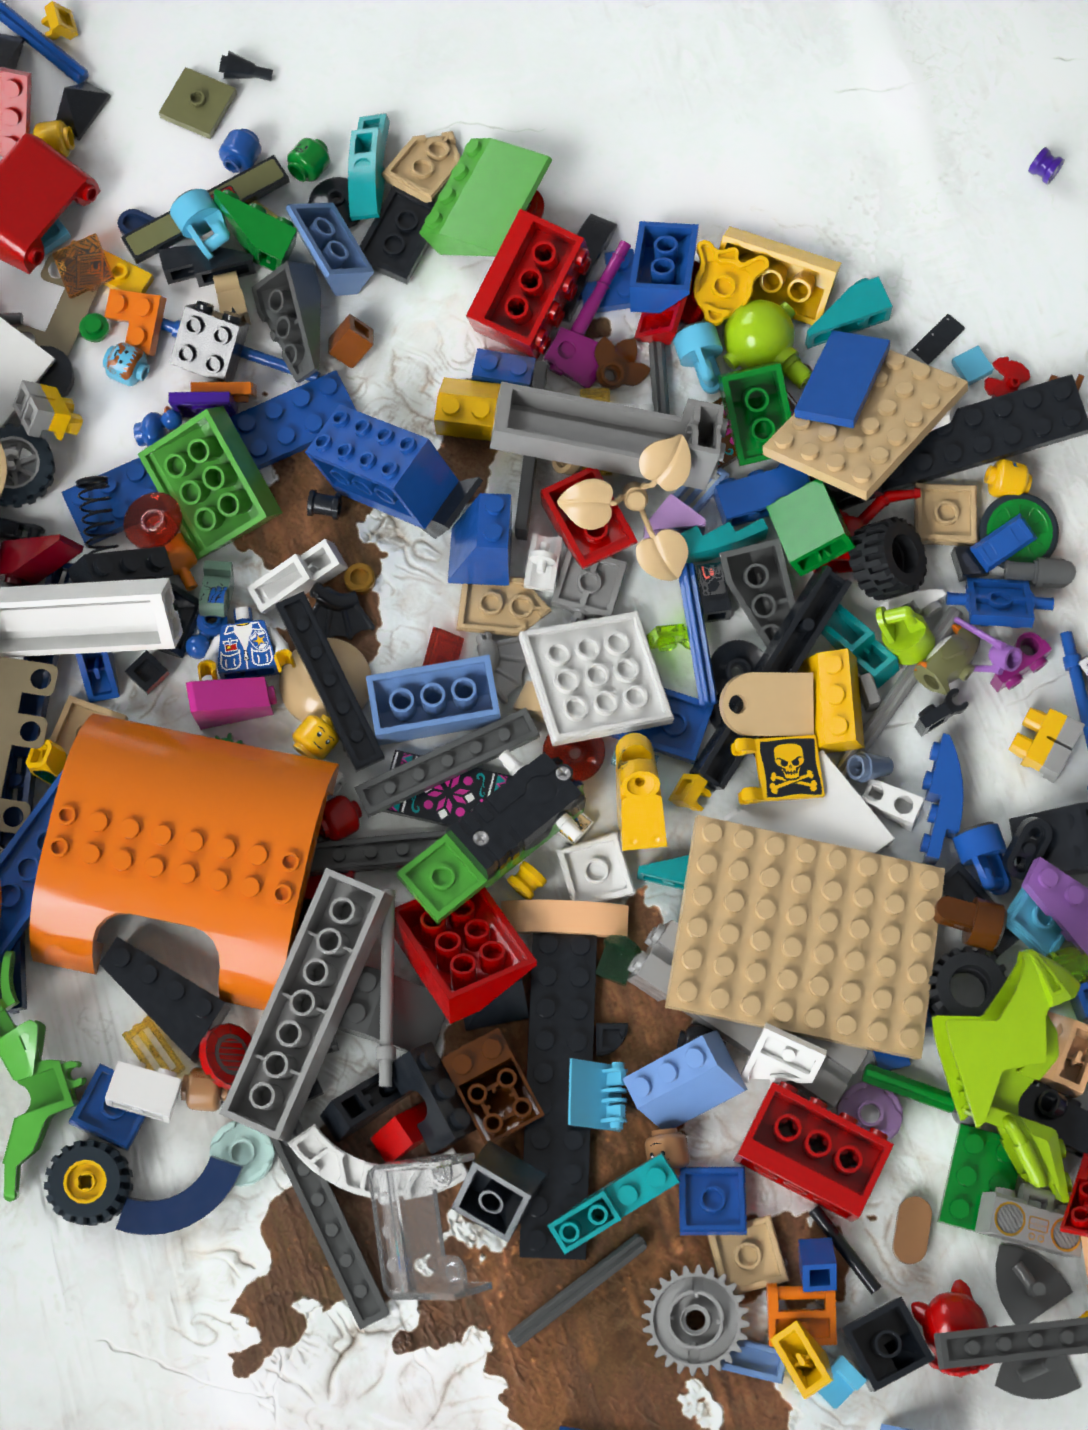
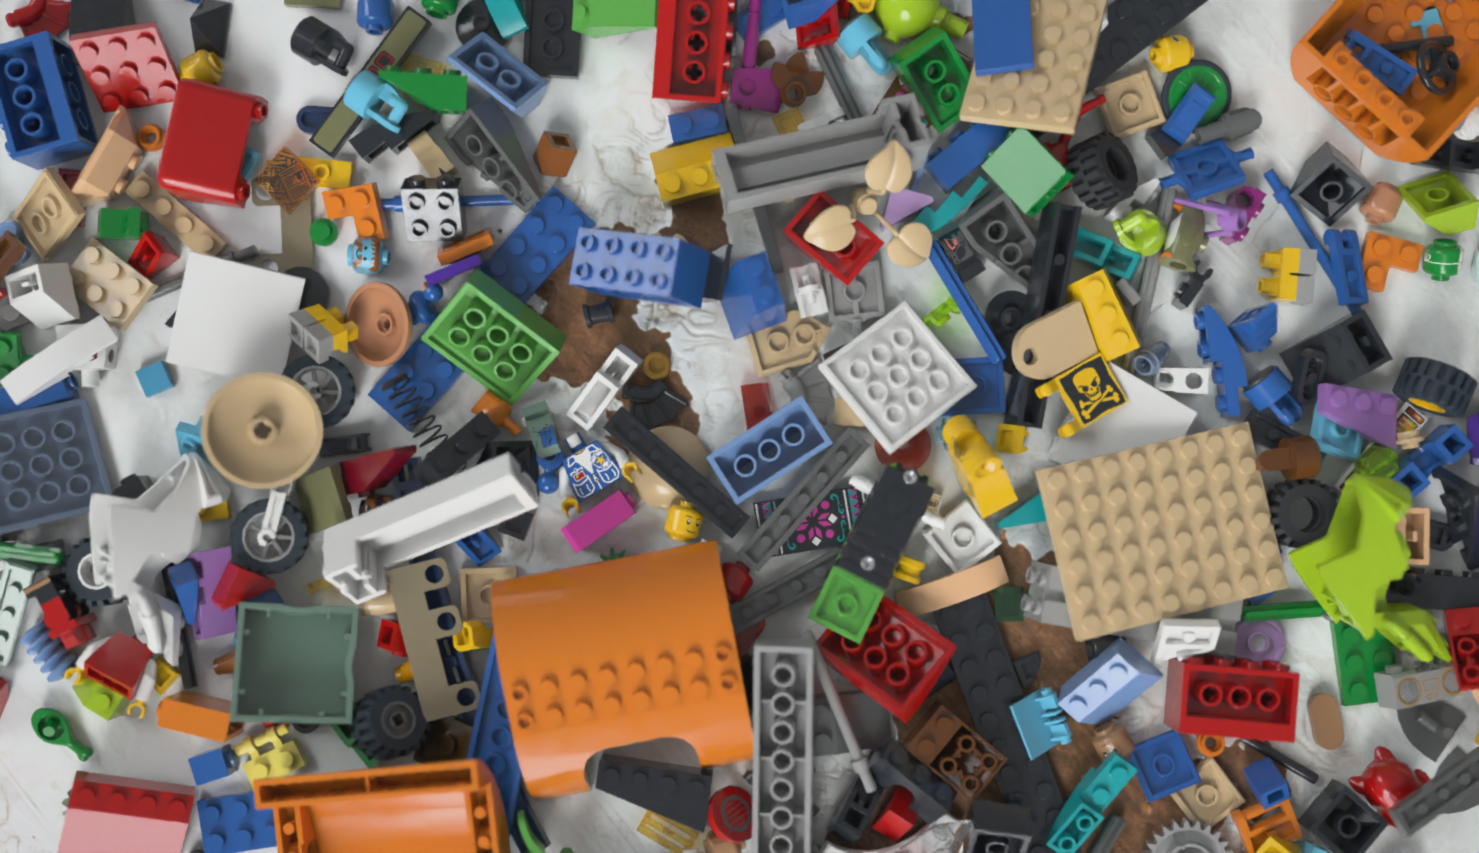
camera: 25 degrees left, 15 degrees up
(108, 427) = (382, 324): none -> nougat dish
(147, 512) = (448, 391): clear red dish -> none
(173, 154) = (315, 41): none -> black piece
(779, 1190) = (1215, 750): none -> orange plate
(989, 774) = (1255, 327): none -> blue slope

